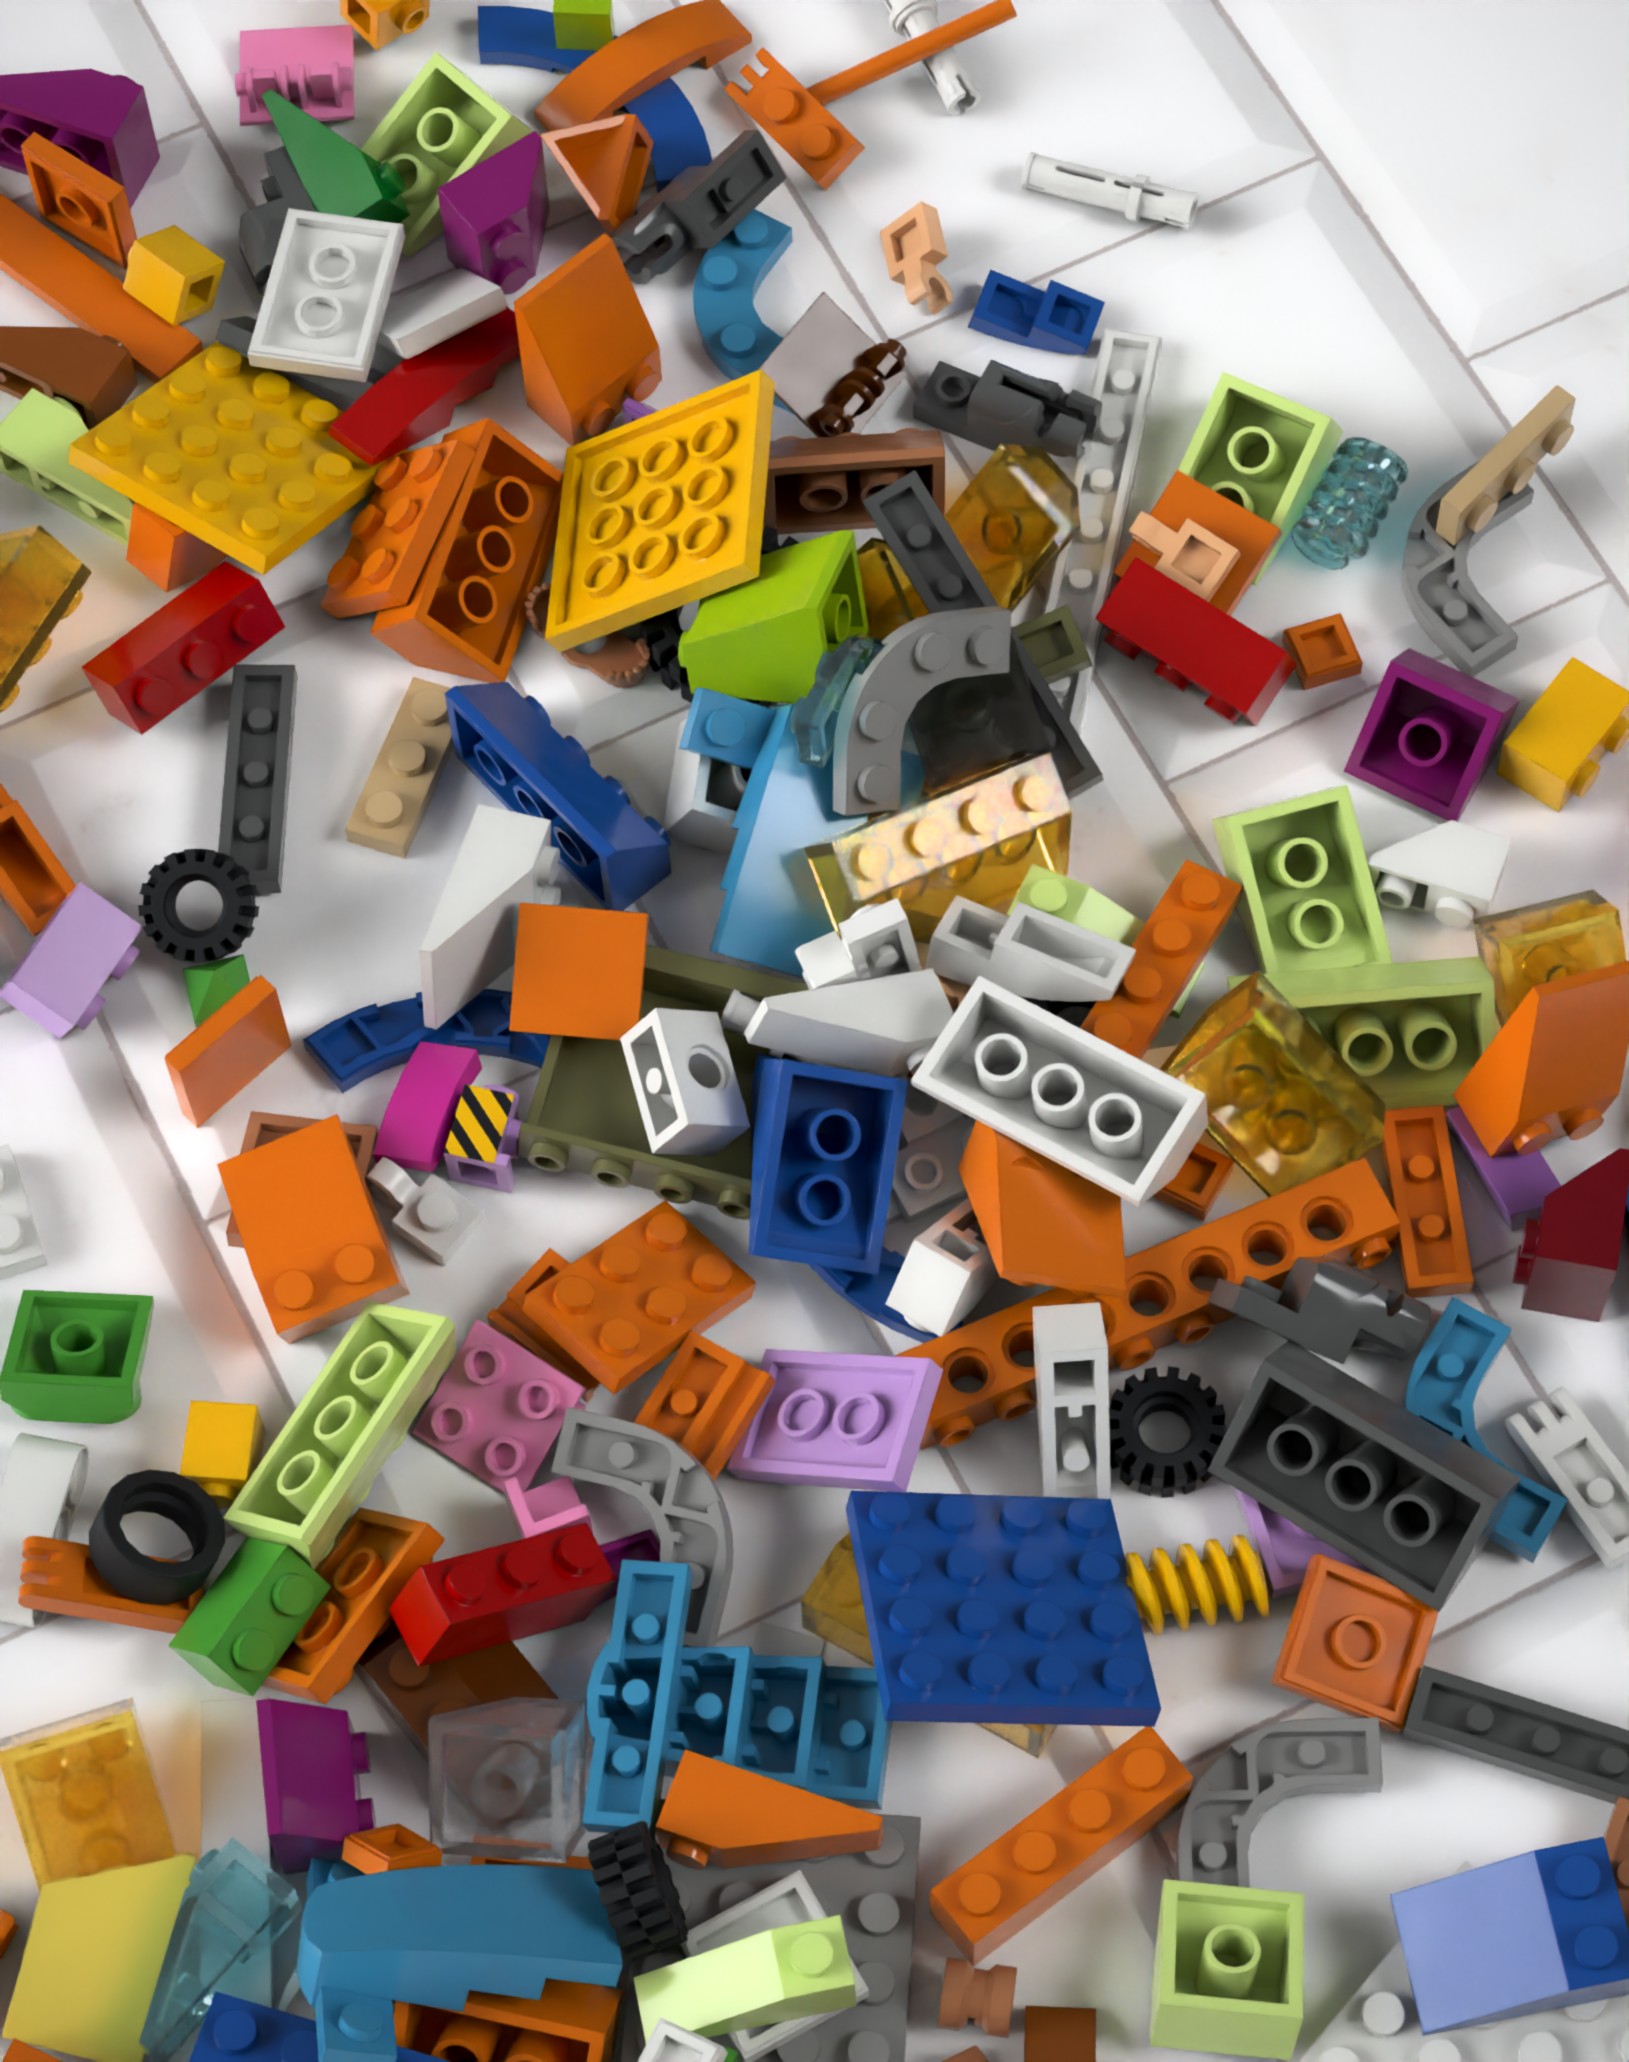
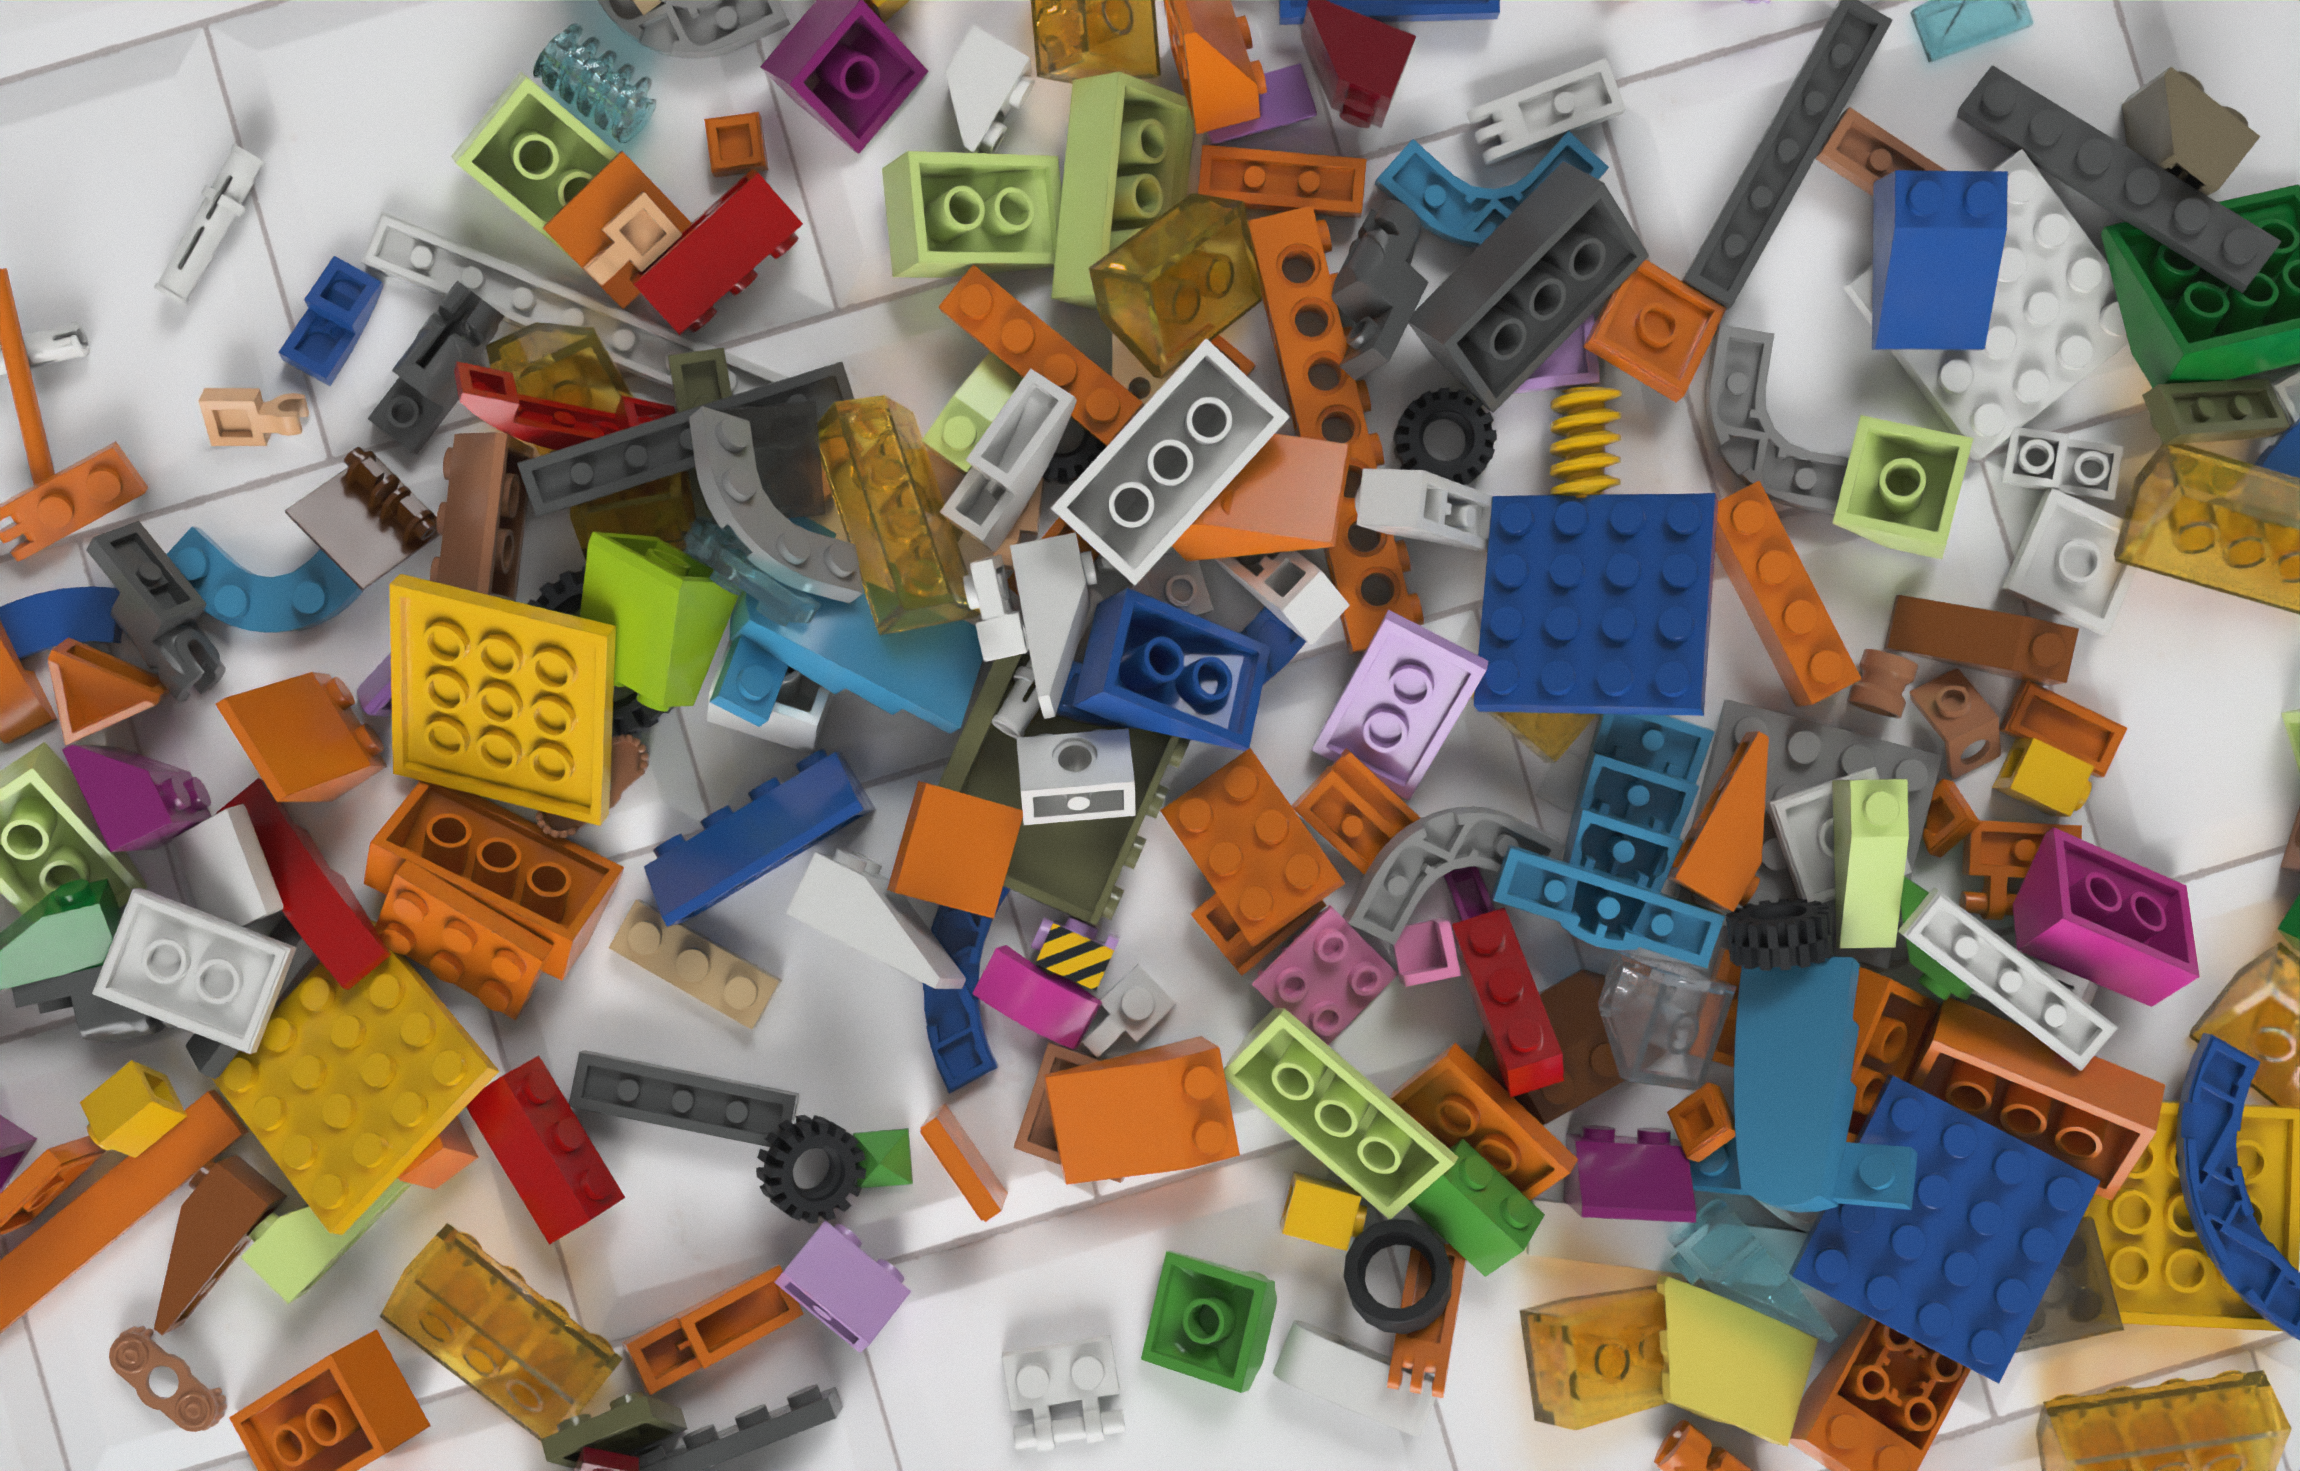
camera: 80 degrees left, 25 degrees up
(967, 491) = (540, 421): none -> red slope

